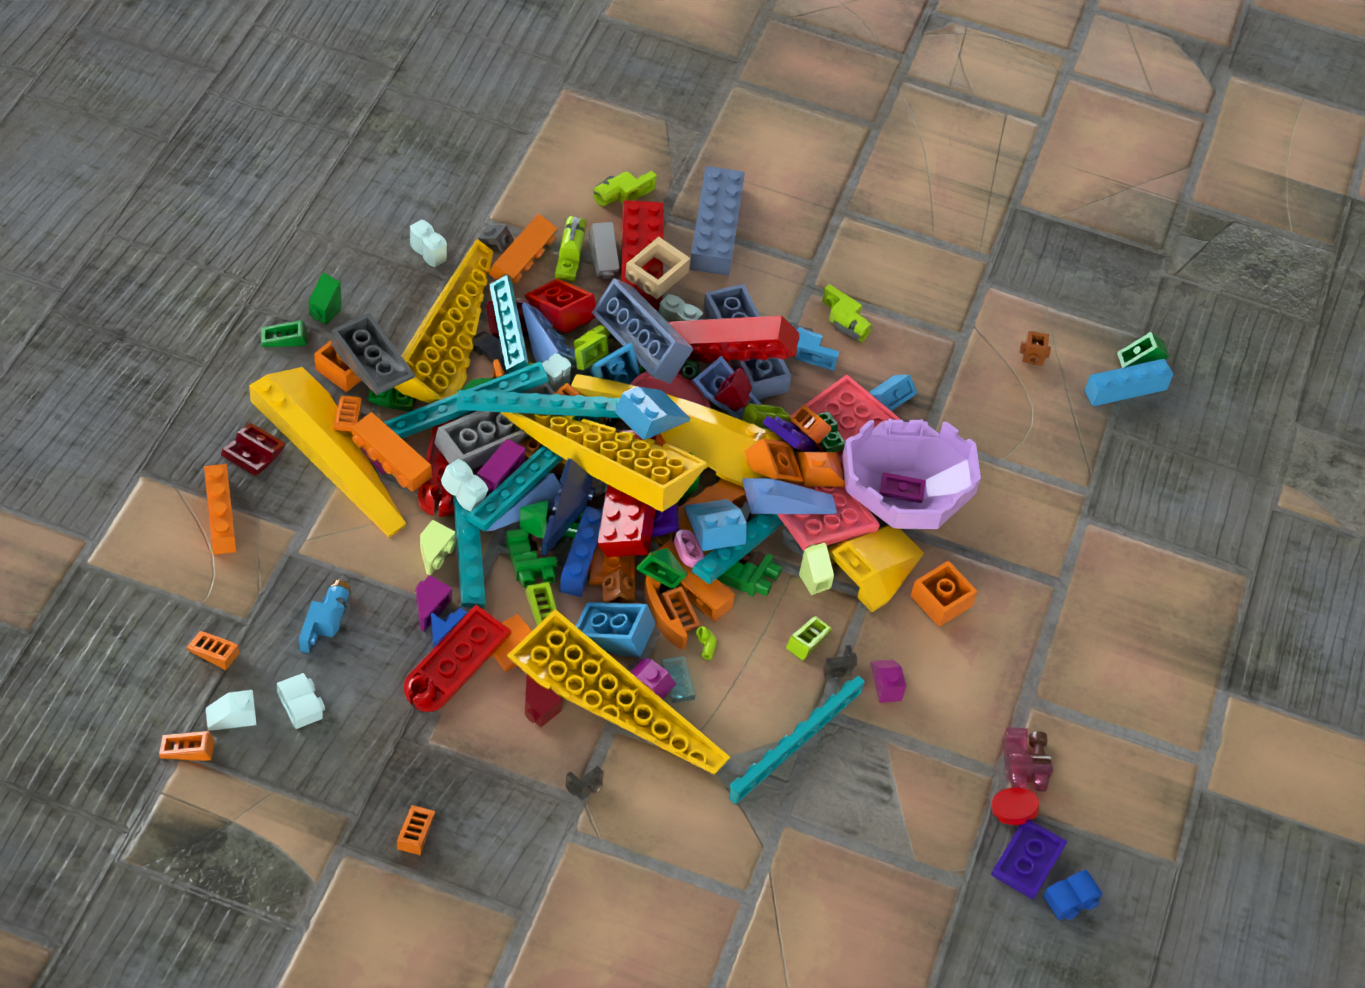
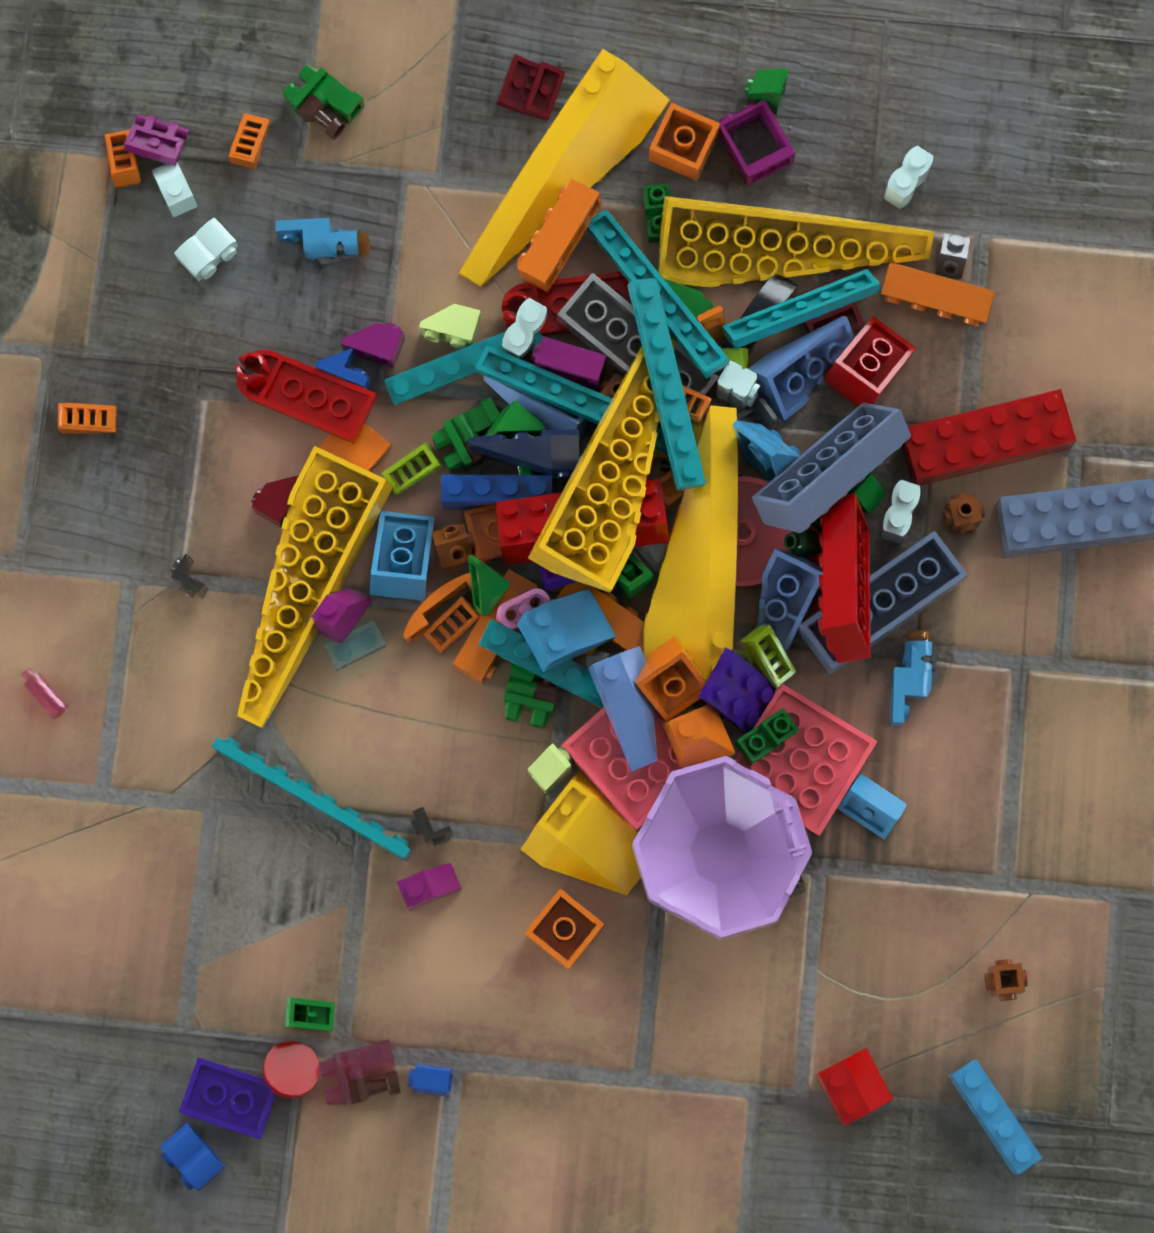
camera: 85 degrees right, 25 degrees up
(184, 712) = (154, 144): none -> magenta plate
(198, 585) = (320, 92): none -> green hips
(220, 509) = (429, 81): orange brick -> none
(291, 340) = (714, 79): green slope -> none
(348, 413) = (622, 166): orange slope -> none
(360, 307) = (767, 165): none -> magenta window
(370, 354) = (672, 164): dark grey slope -> none
(571, 249) = (963, 350): lime plate -> none
(592, 347) = (799, 415): lime plate -> none
(603, 249) = (973, 389): light grey slope -> none
(624, 187) = (1097, 384): lime plate -> none
(649, 411) = (683, 509): dark azure slope -> none
(652, 918) = (44, 693): none -> clear pink cylinder
(668, 255) = (934, 480): tan window -> none
(694, 283) = (963, 522): none -> dark orange brick
(708, 640) = (420, 668): lime arm -> none
(734, 391) = (773, 604): dark red slope -> none
(803, 642) = (456, 769): lime slope -> none
(812, 424) = (763, 711): orange slope -> none
(846, 314) = (978, 720): lime plate -> none
(902, 487) = (707, 847): magenta plate -> none
(971, 787) = (309, 1014): none -> green slope
(1044, 705) = (431, 1080): none -> blue brick
(1094, 458) = (854, 1087): none -> red slope
(1143, 350) = (1056, 1130): green slope -> none

